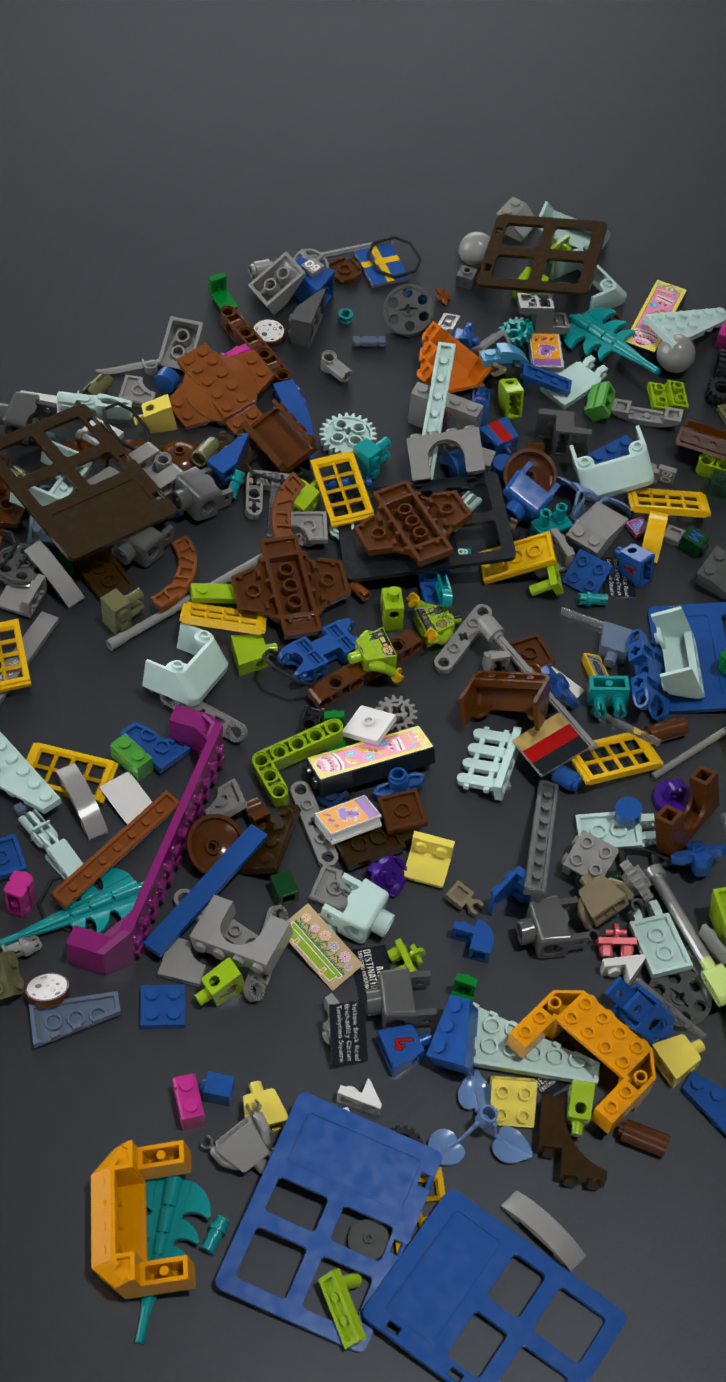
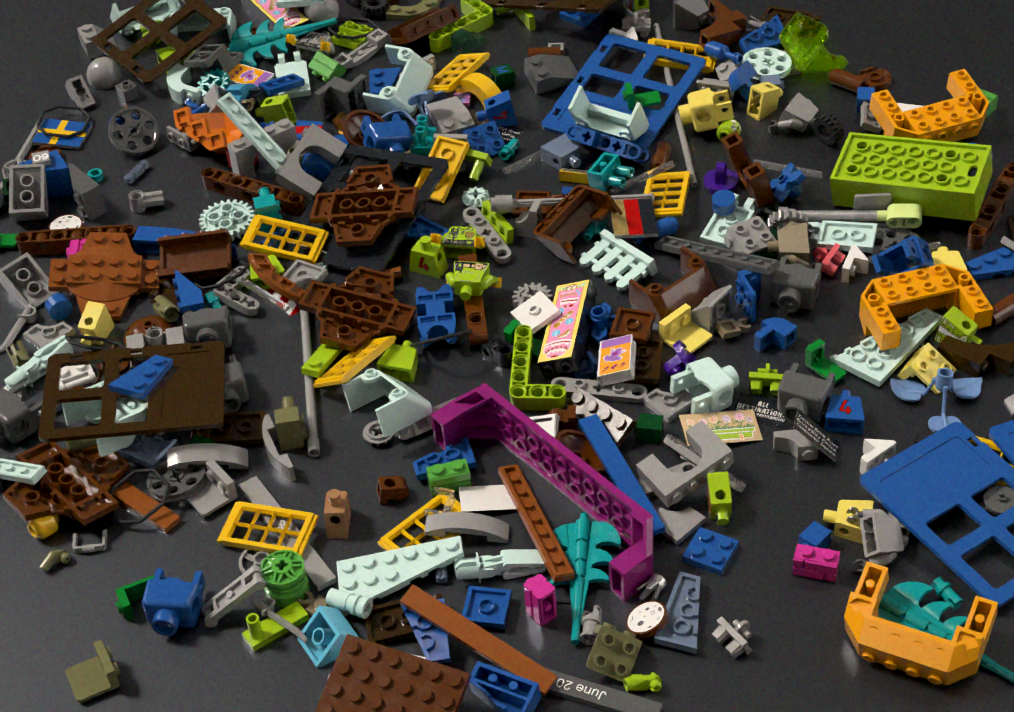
camera: 50 degrees left, 10 degrees down
(41, 696) = (337, 505): none -> medium nougat torso
(67, 1069) = (738, 644): none -> light grey hips
(86, 618) = (280, 463): none -> light grey slope
(91, 478) = (142, 378): none -> blue wing
(95, 976) = (655, 584): none -> flat silver piece
(96, 722) = (391, 488): none -> reddish brown leg
(101, 772) = (449, 502): none -> clear piece
(183, 578) = (282, 372): dark orange tile -> none
(397, 433) = (246, 189): none -> reddish brown beam
(436, 246) = (79, 92): none -> light grey arch
(444, 591) = (438, 218): teal piece -> none
(449, 322) = (165, 118): light grey plate -> none
(455, 1037) = (861, 373): blue wedge -> none
(472, 871) = (713, 308): none -> light grey slope
(478, 838) = (689, 289): none -> reddish brown windscreen
(480, 639) = (498, 222): none -> lime piece
(499, 305) = (178, 81): none -> light aqua arch
(506, 610) = (469, 199): none -> light aqua gear
(523, 720) = (594, 229): none -> teal arm
(625, 375) = (312, 43): none -> torso
(682, 378) = (352, 19): none -> black piece

